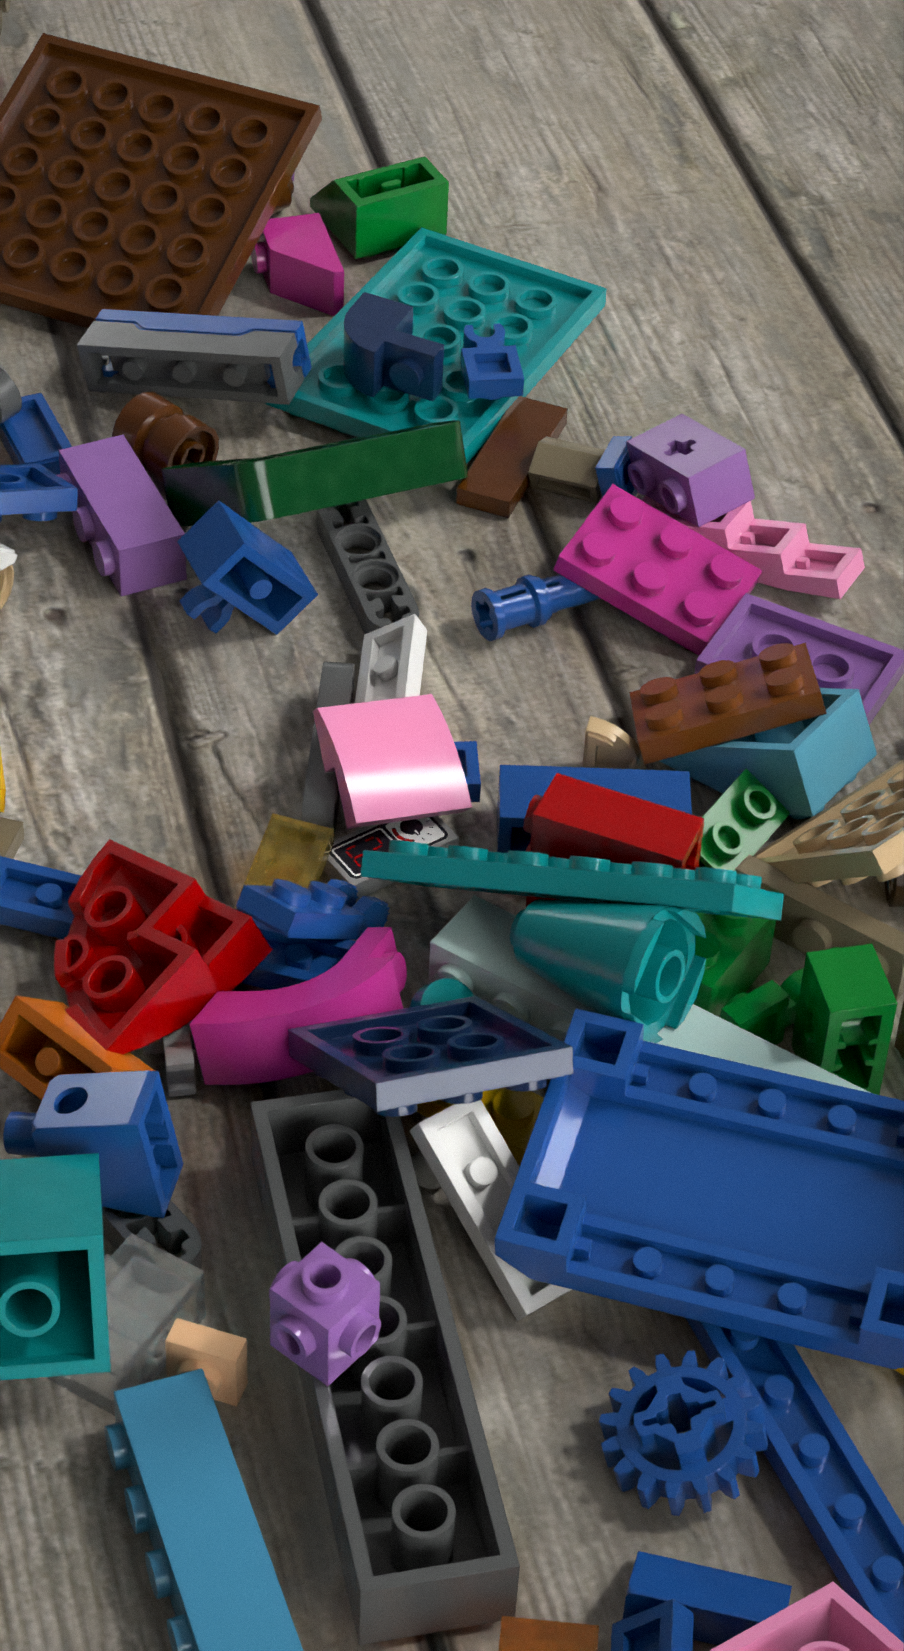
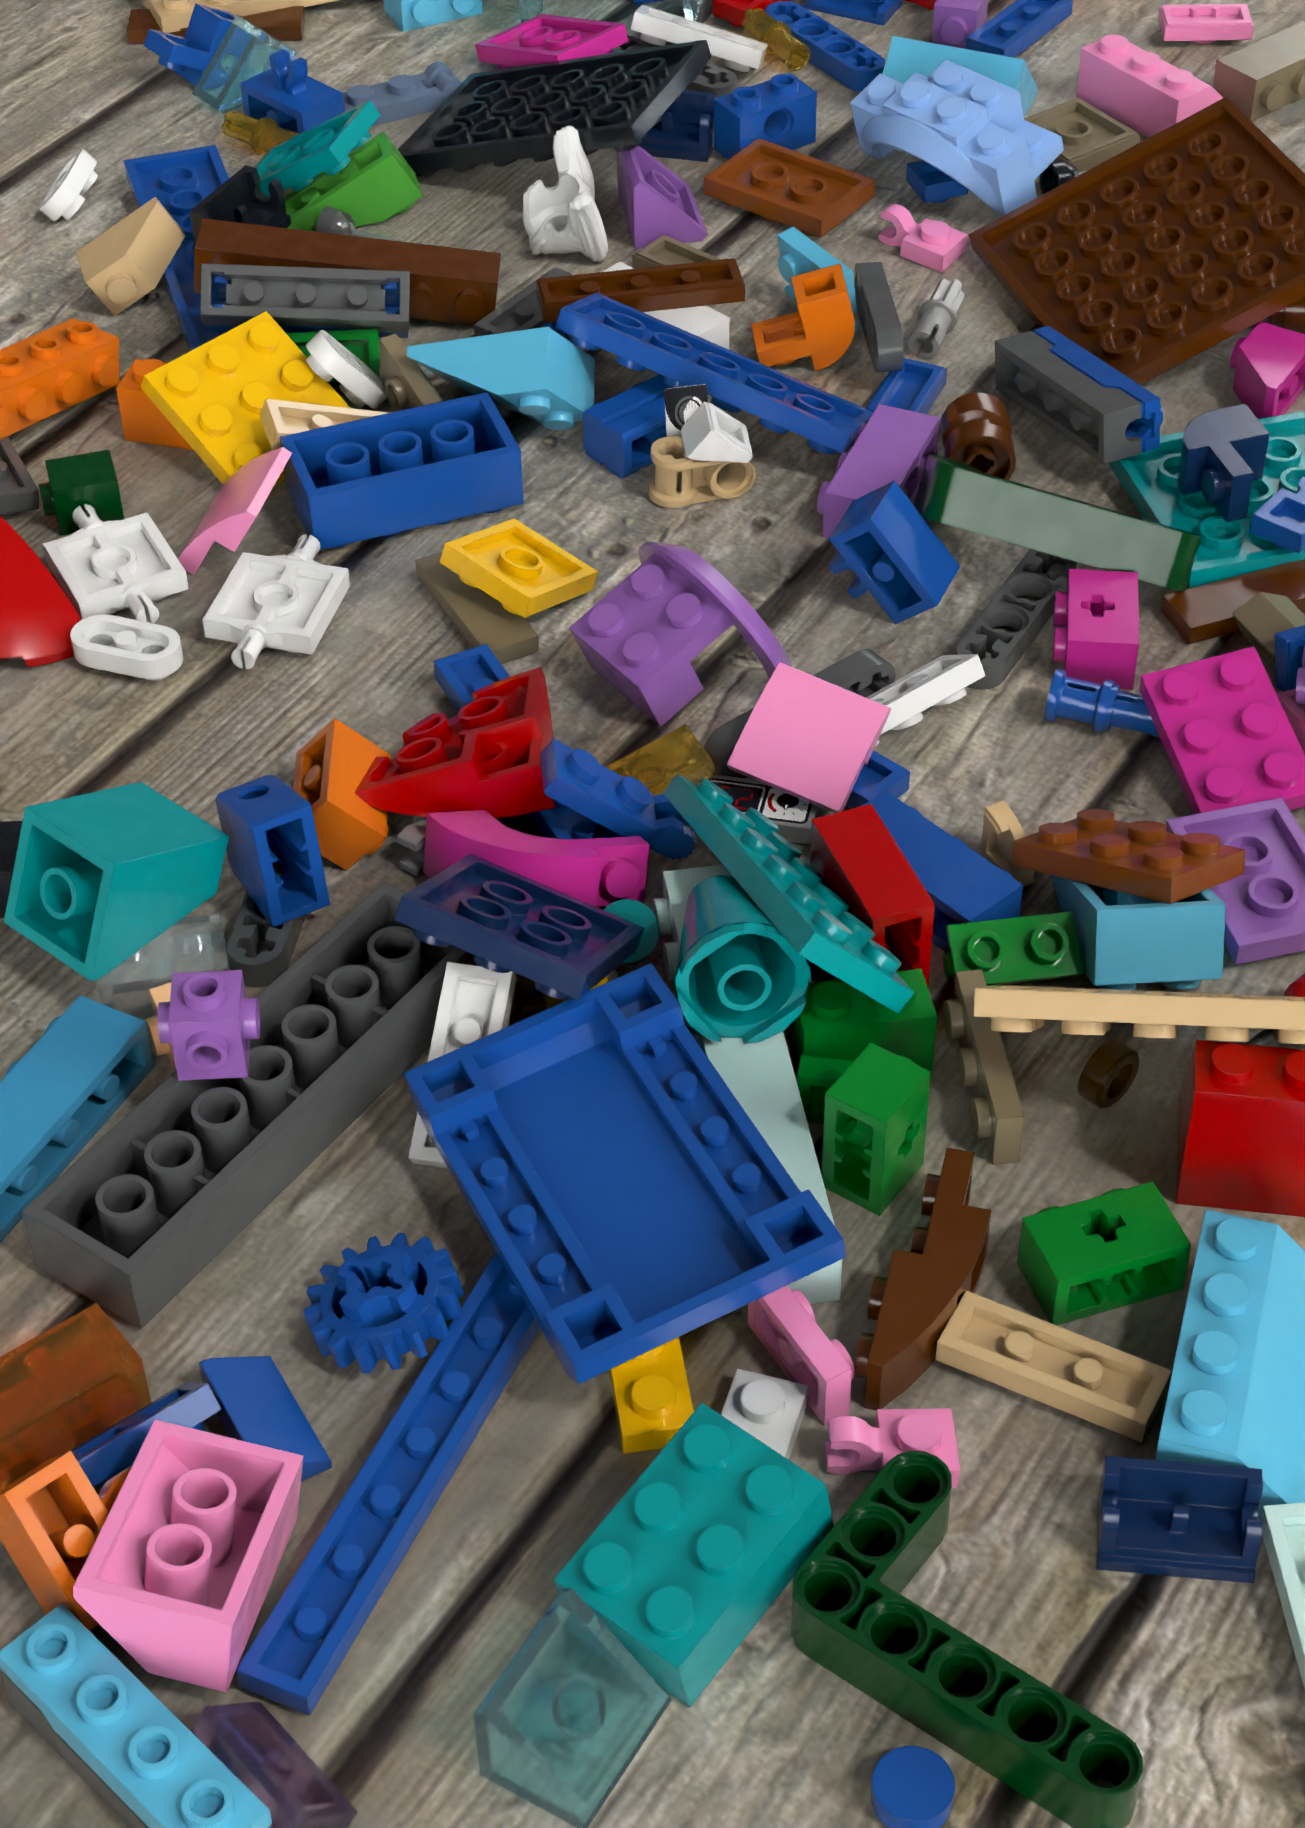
camera: 50 degrees right, 0 degrees up
(157, 739) = (660, 622): none -> medium lavender piece
(452, 540) = (1098, 627): none -> dark pink brick

